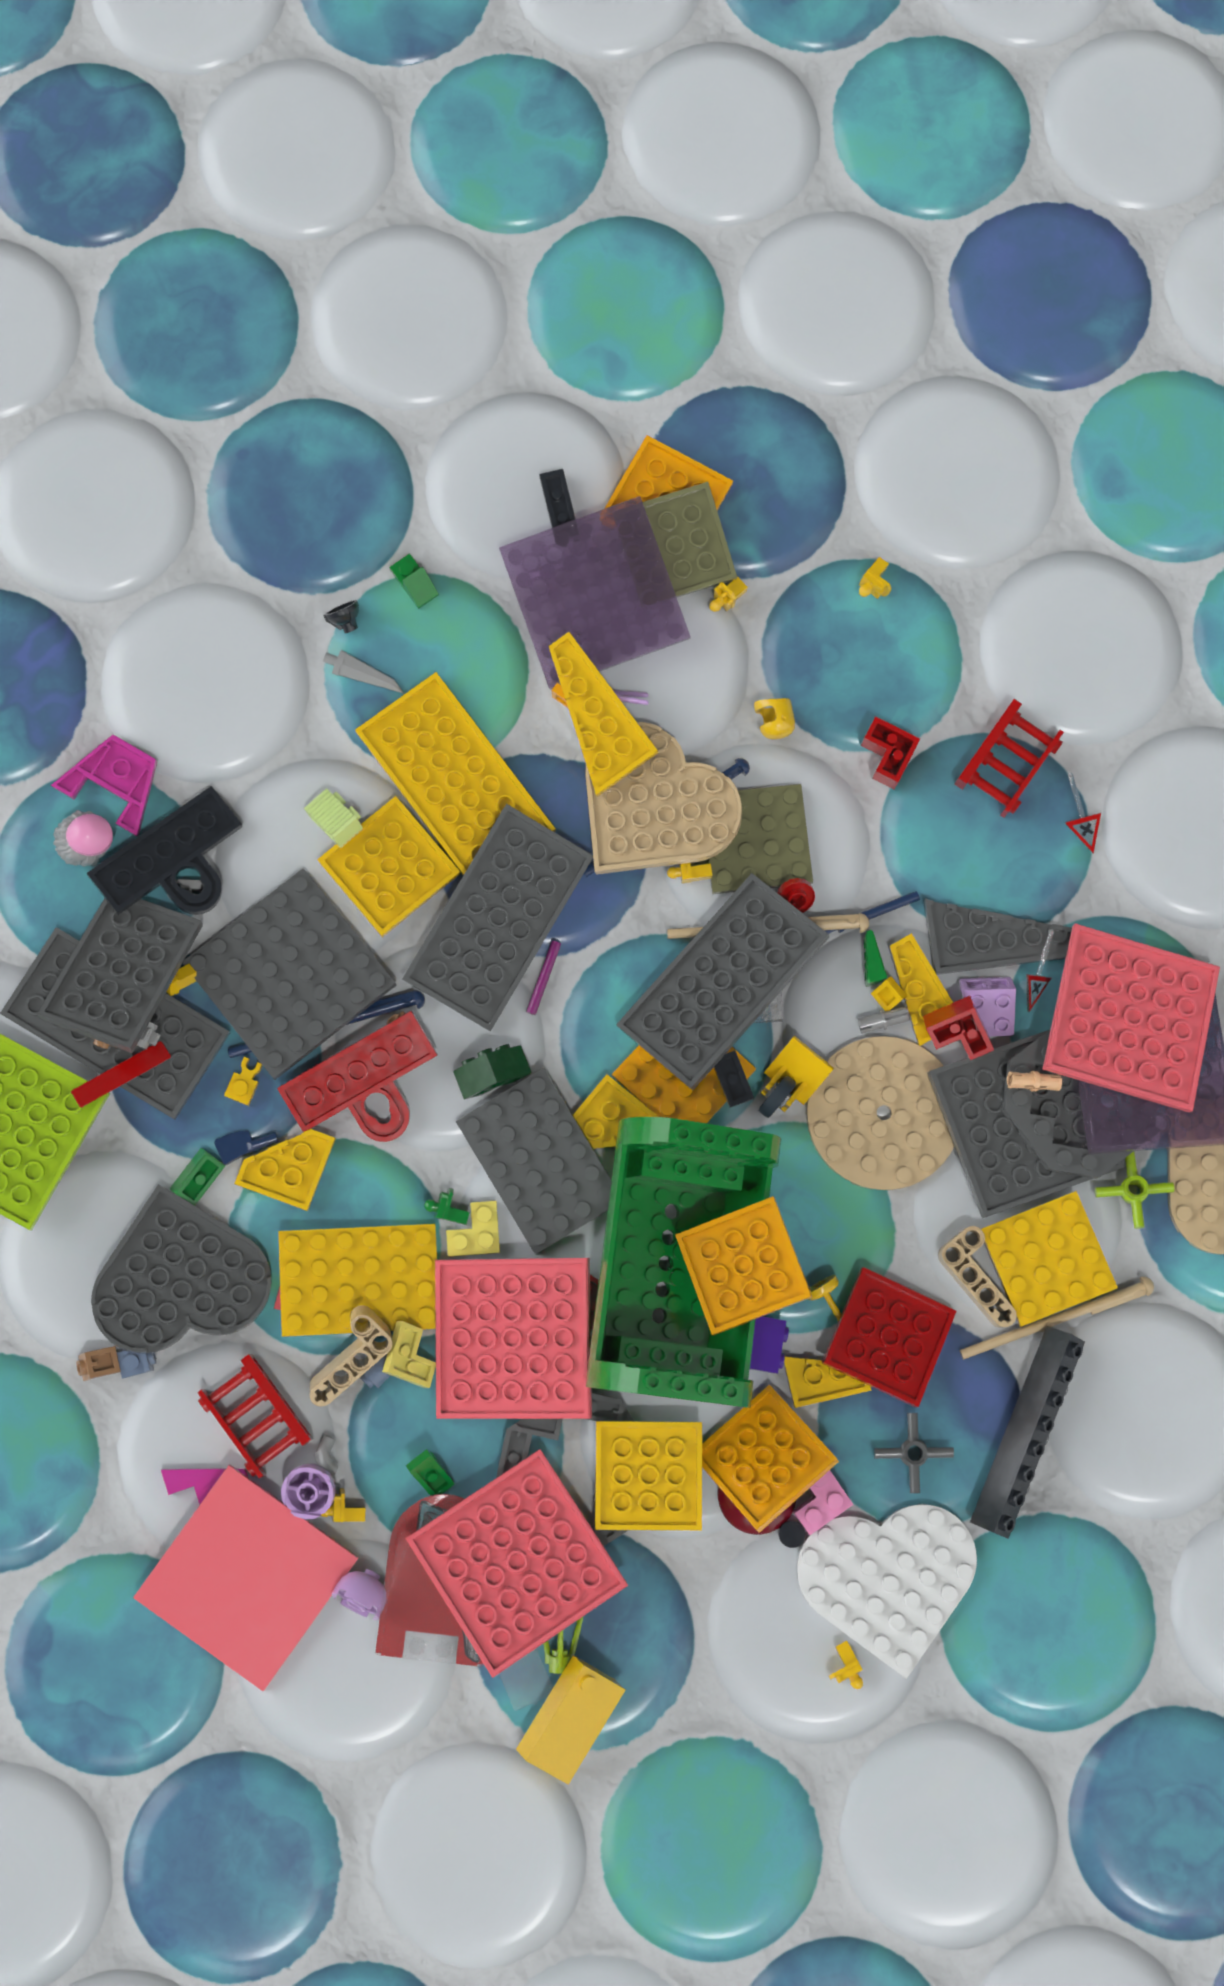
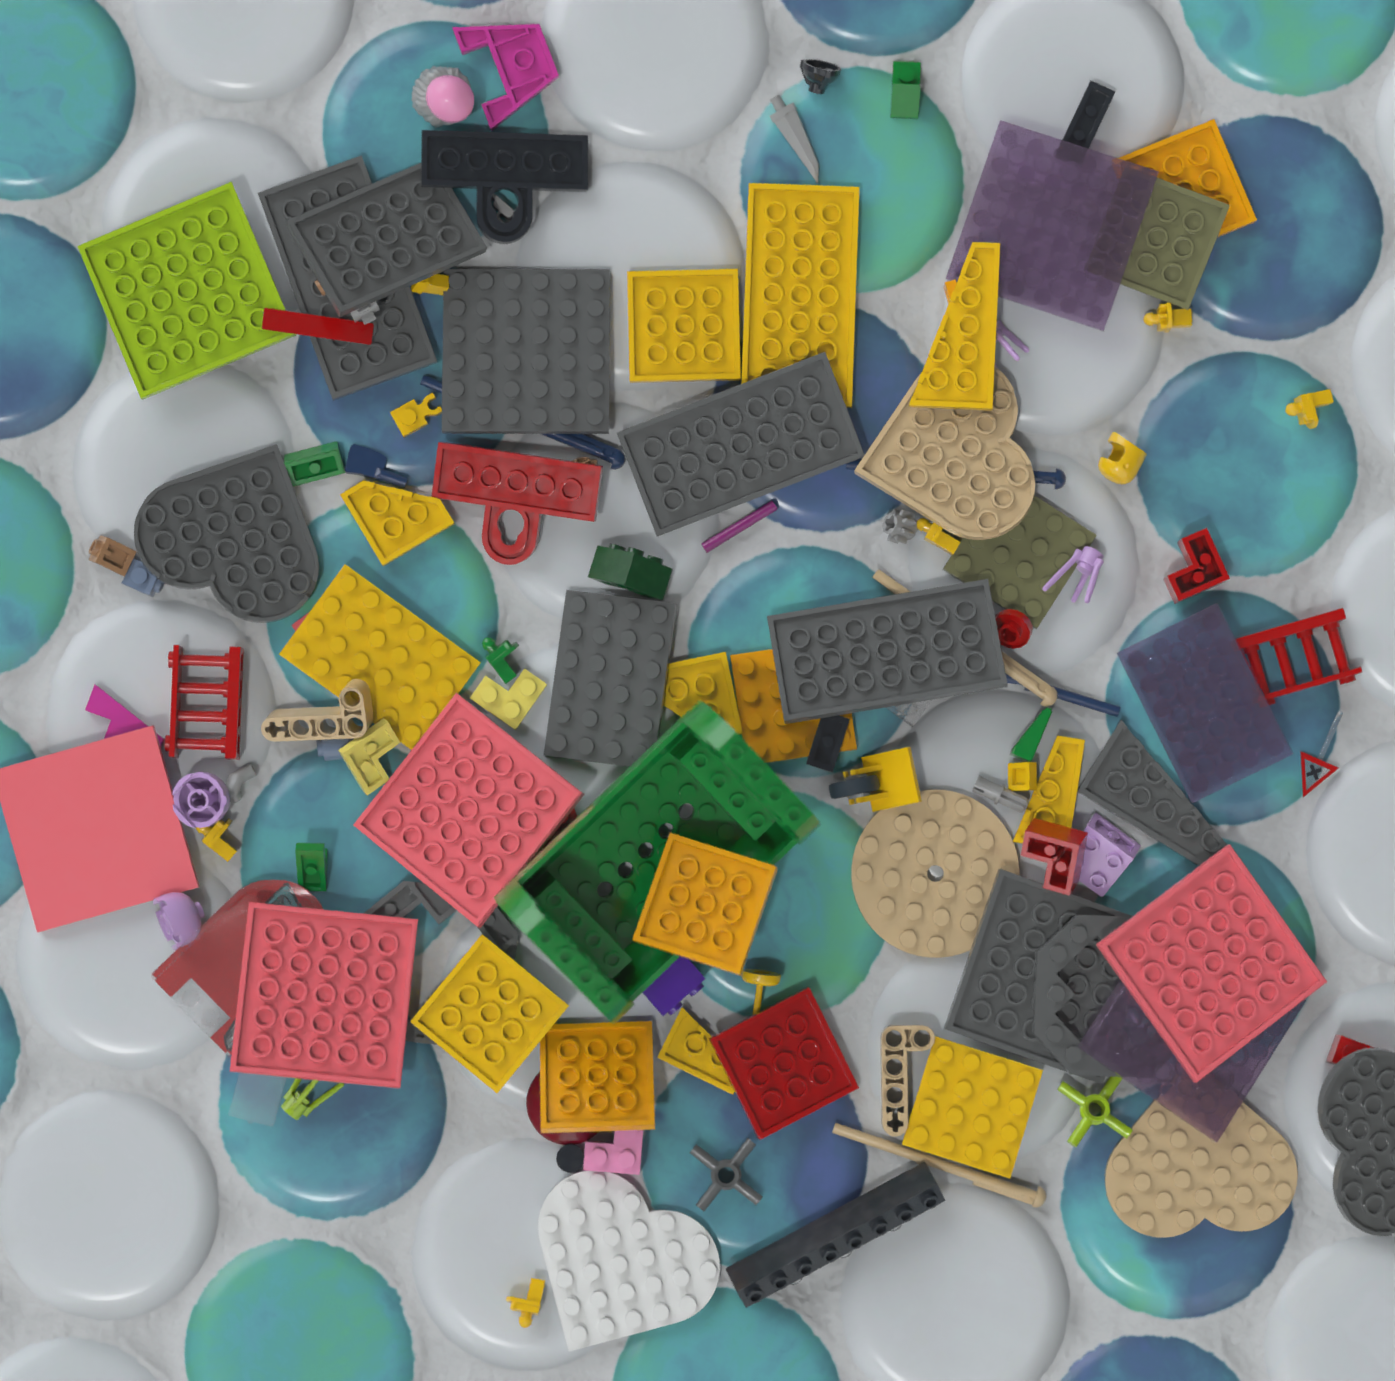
camera: 45 degrees right, 5 degrees up
(333, 817) = (669, 246): yellowish green brick -> none
(570, 1720) = (267, 1158): yellow brick -> none
(658, 886) = (899, 526): none -> light grey gear
(811, 806) = (1088, 562): none -> lavender plant
(974, 840) = (1205, 703): none -> clear purple plate
(1034, 1081) = (1081, 948): light nougat pin -> none
(1037, 983) = (1158, 869): clear piece -> none

